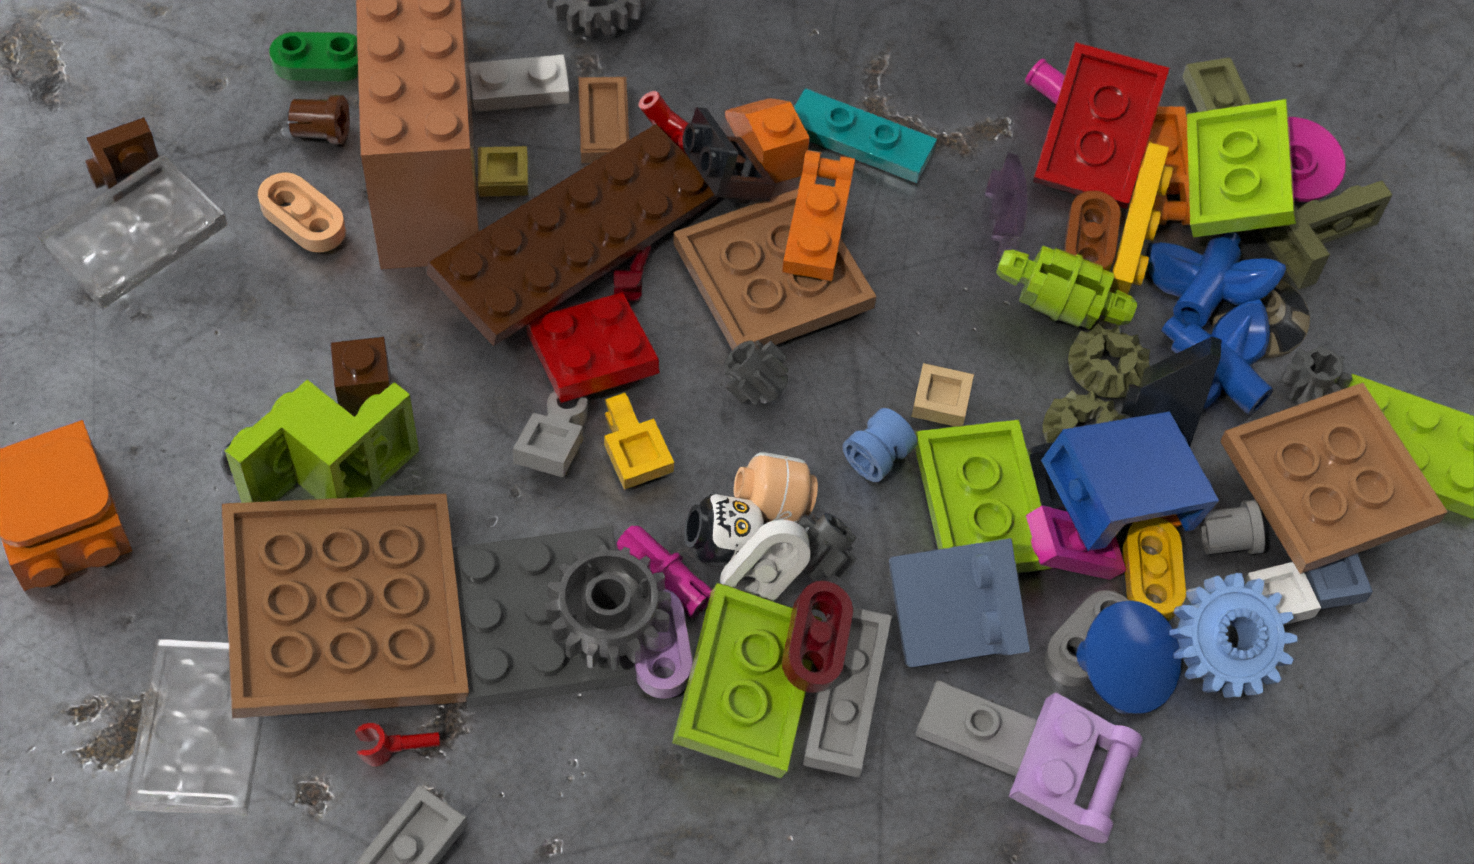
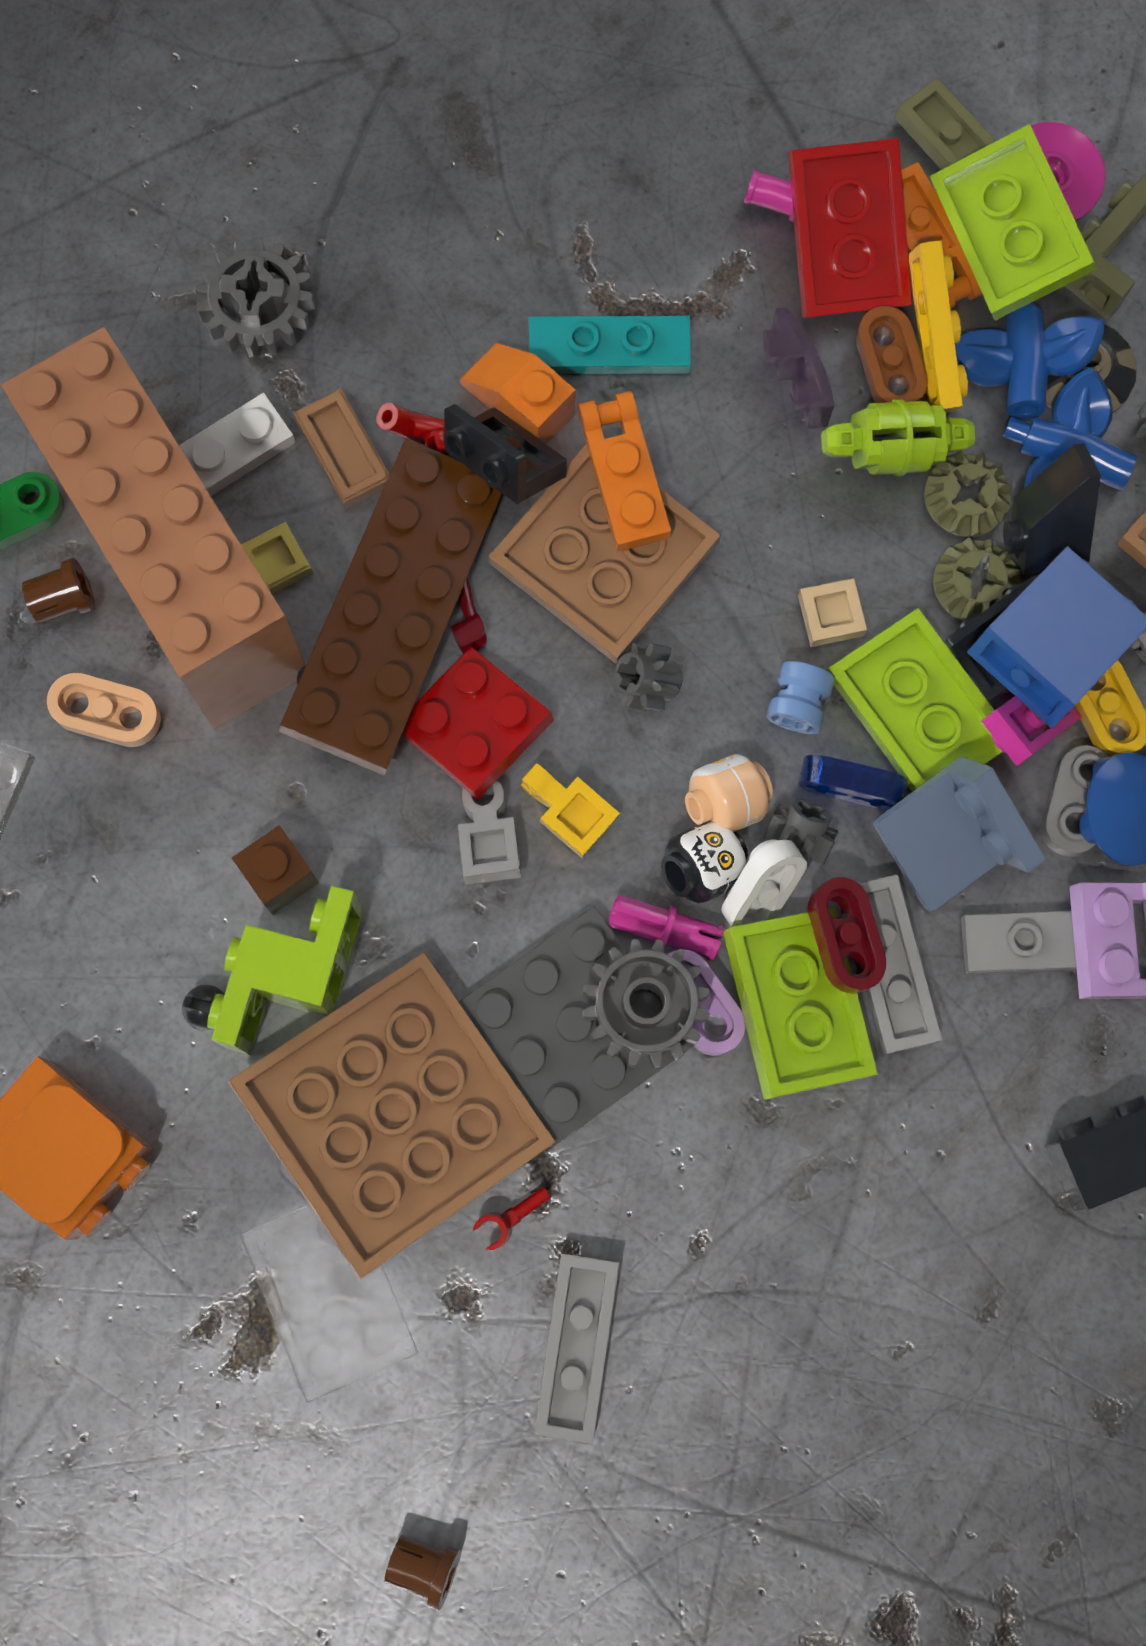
camera: 25 degrees left, 20 degrees up
(887, 525) = (852, 782): none -> clear blue beam

